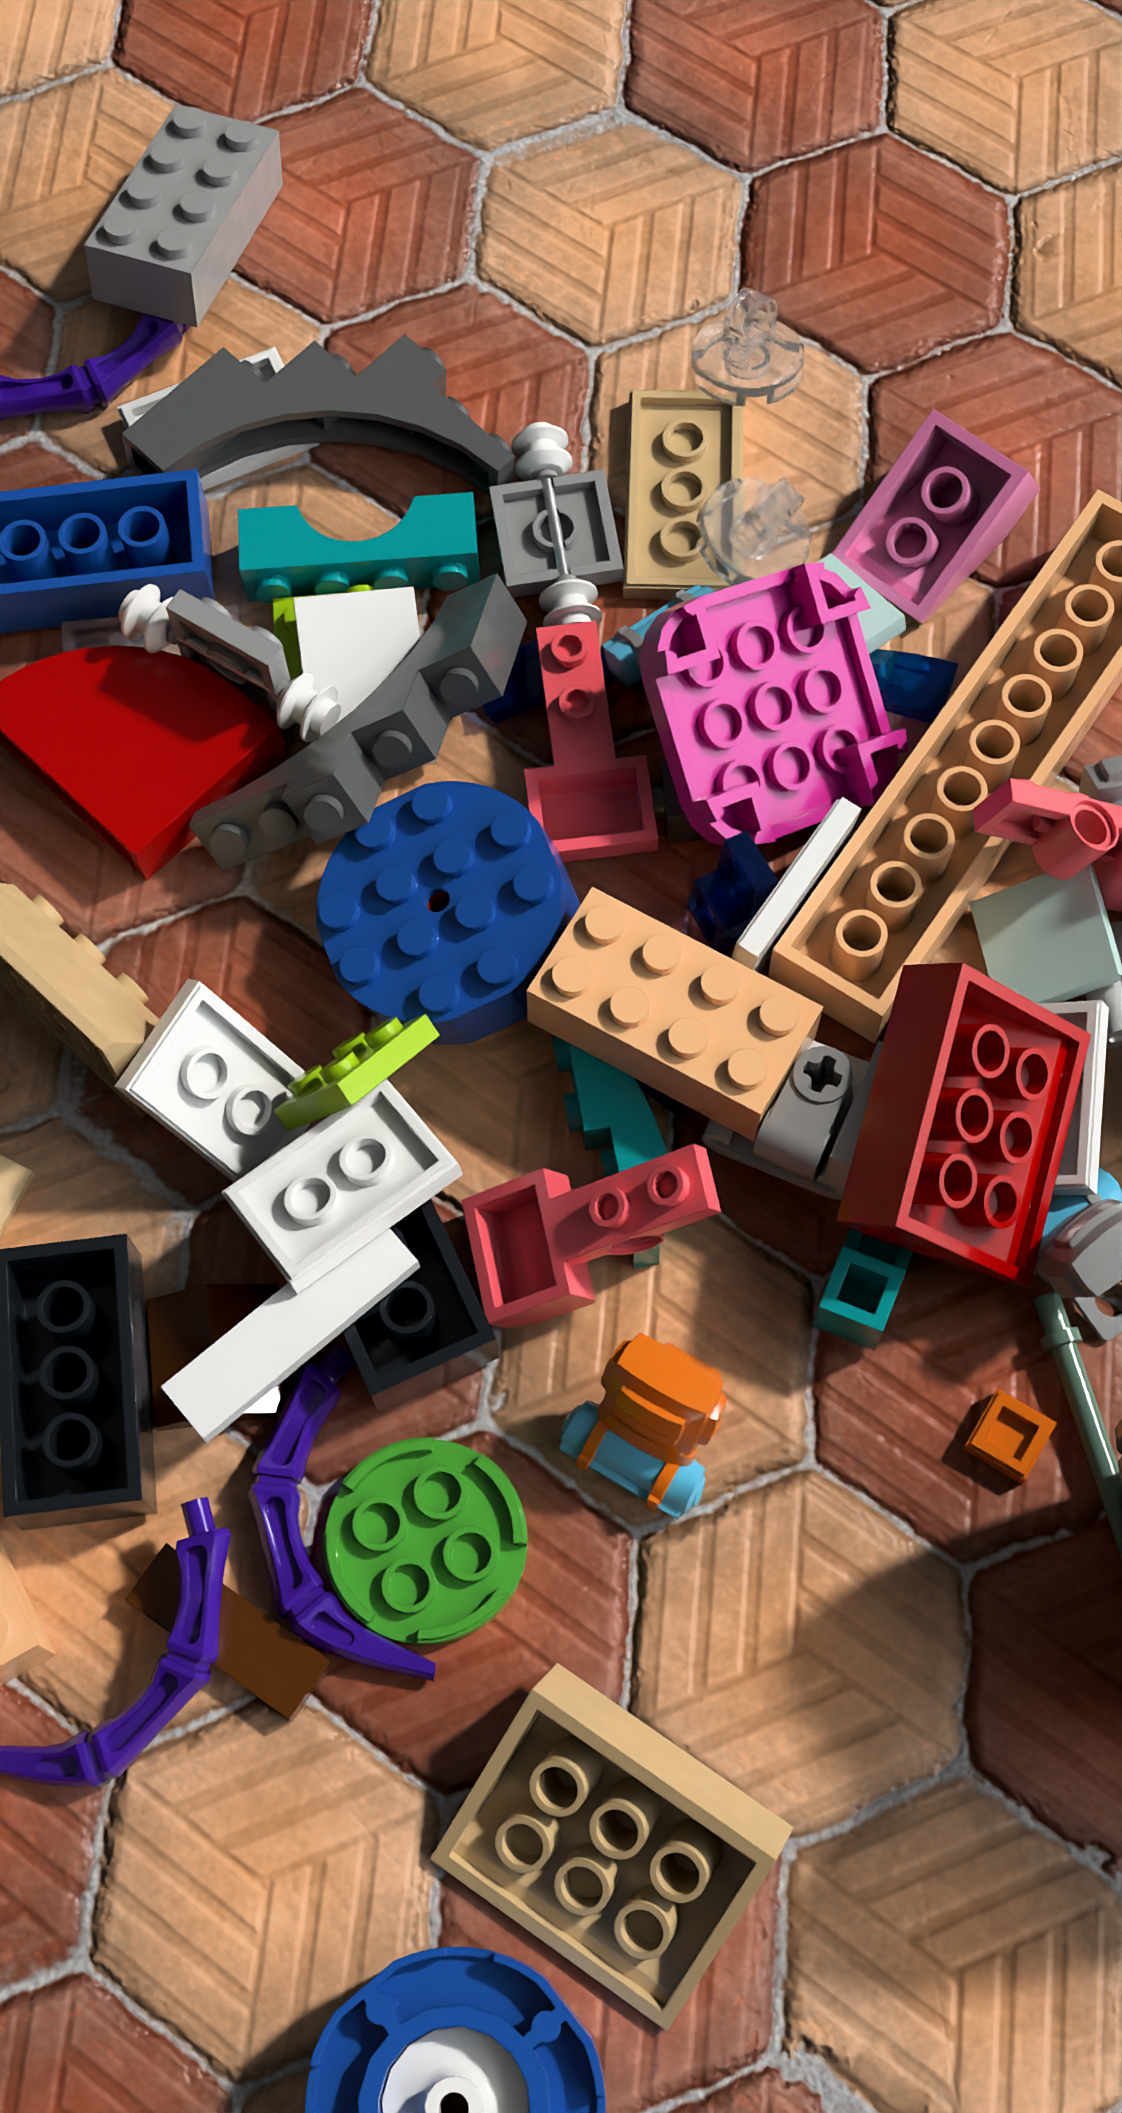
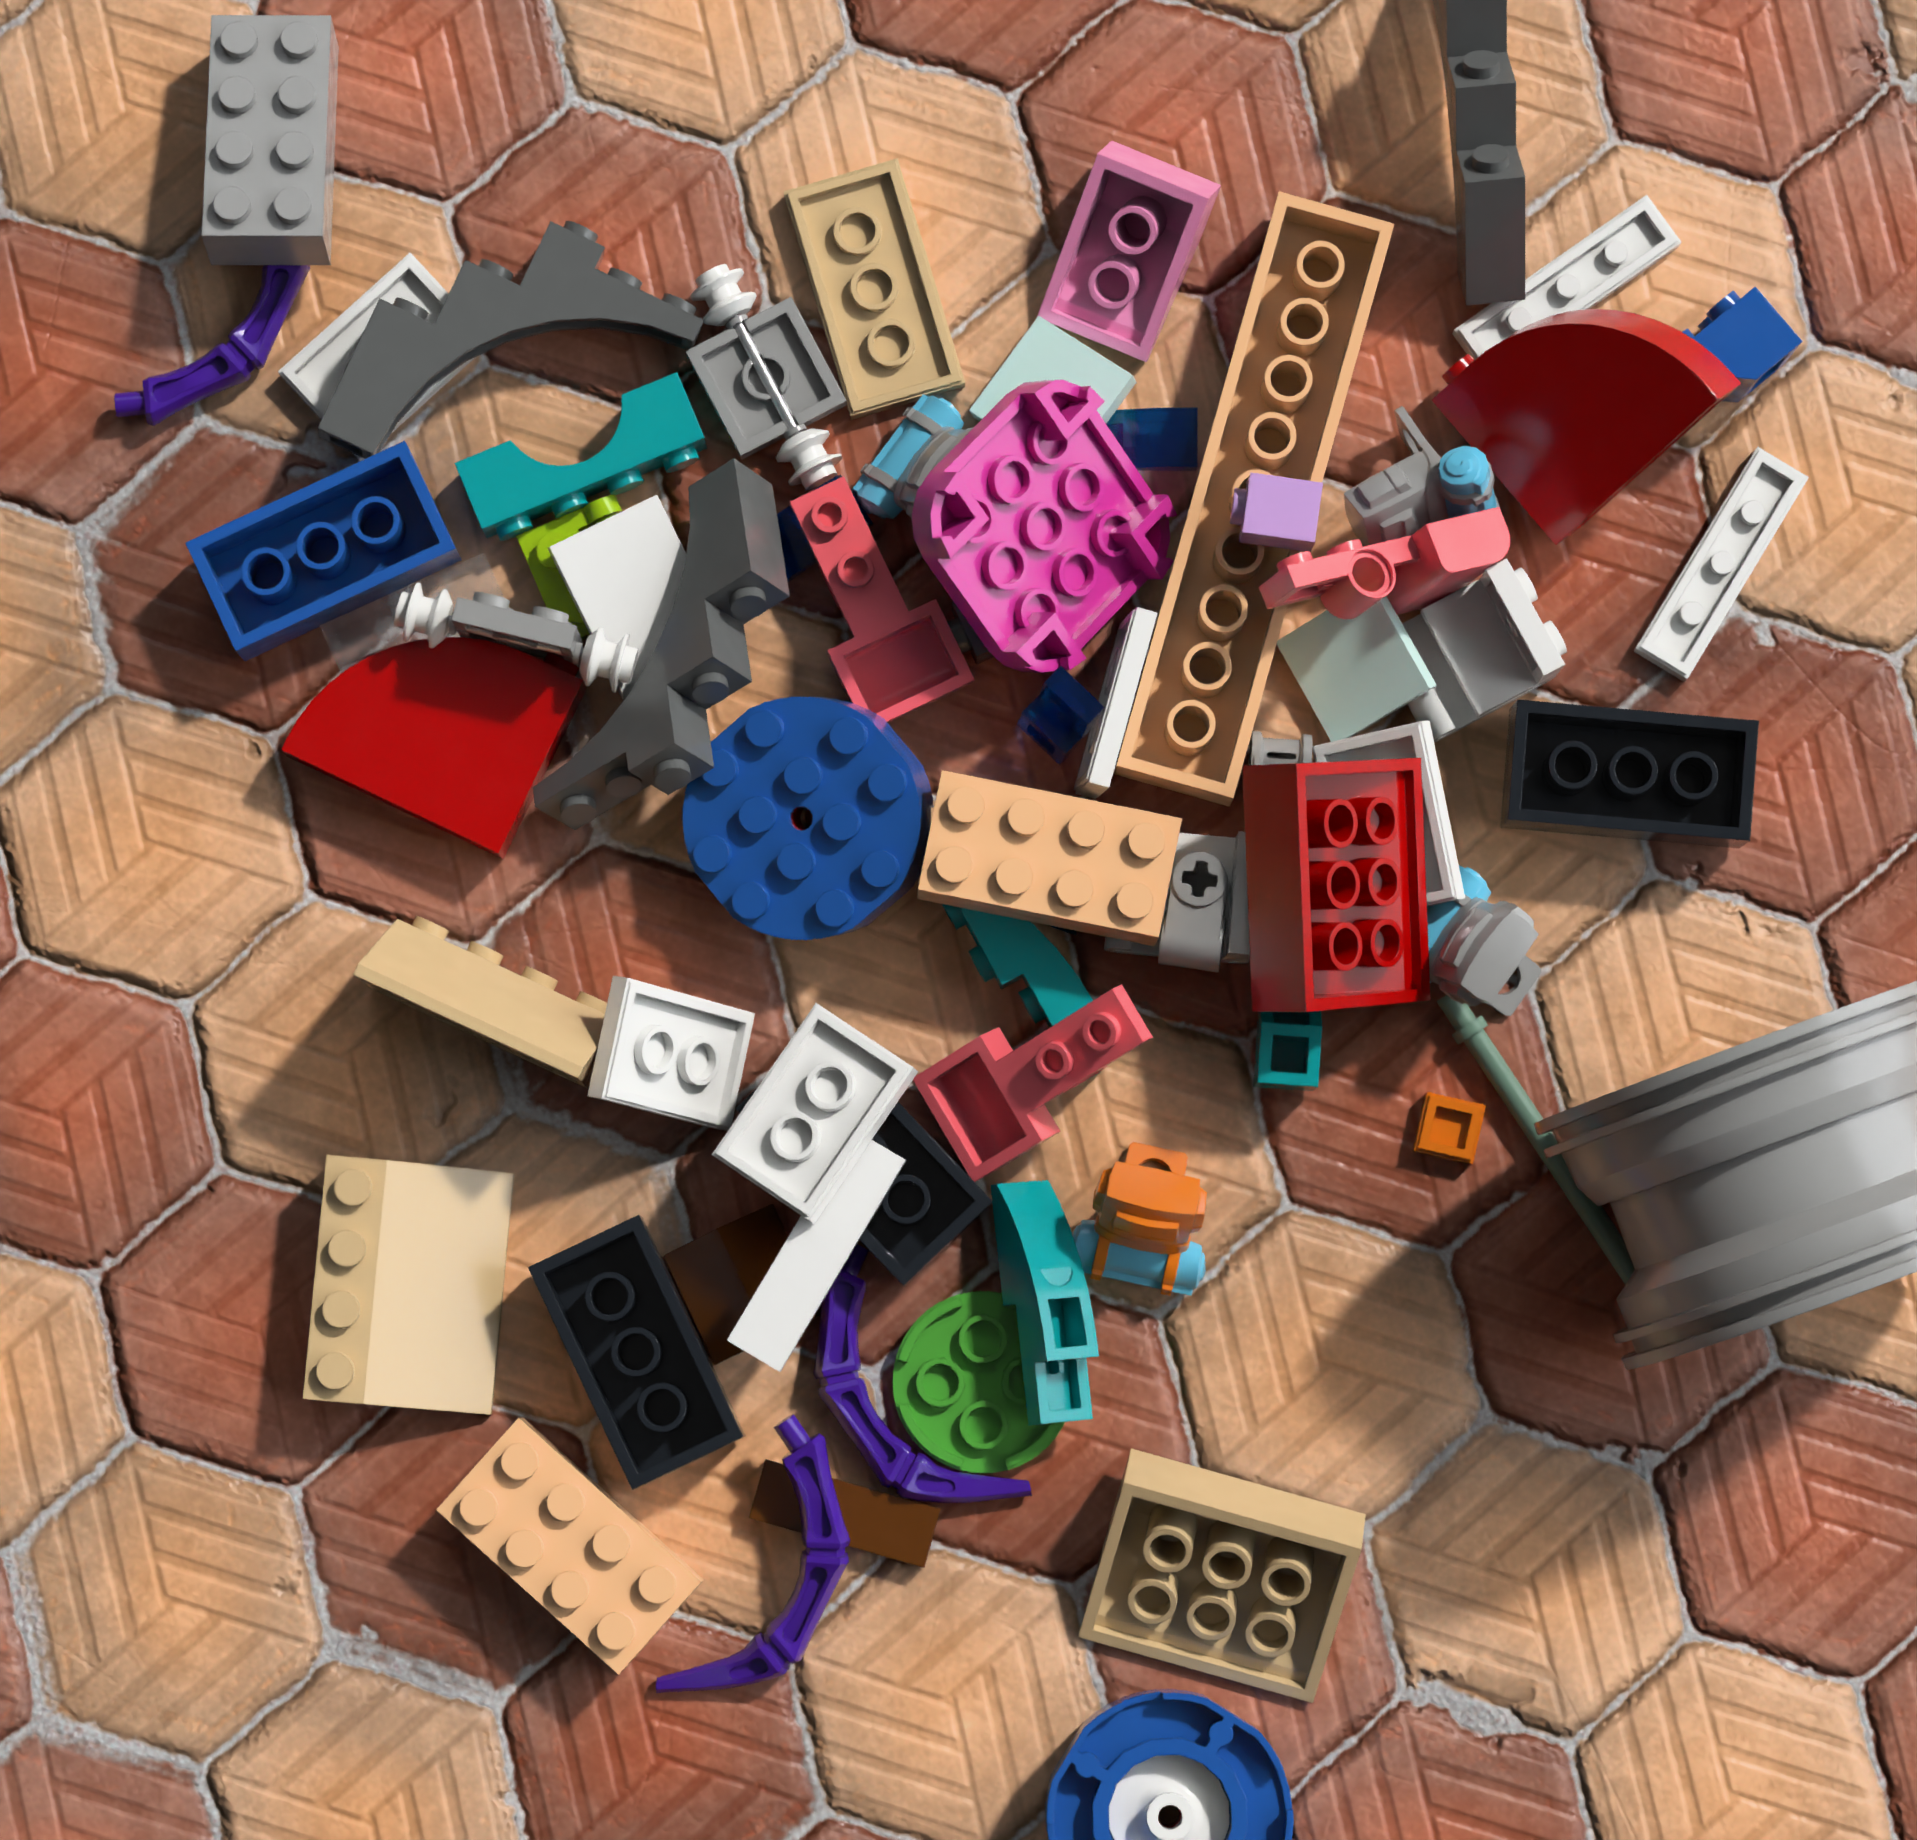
camera: 25 degrees left, 15 degrees up
(358, 1068) = (783, 1001): lime plate -> none
(523, 1474) = (1051, 1298): none -> teal slope
(748, 353) = (890, 123): clear tile -> none
(753, 529) = (959, 322): clear tile -> none
(1011, 747) = (1277, 511): none -> lavender brick

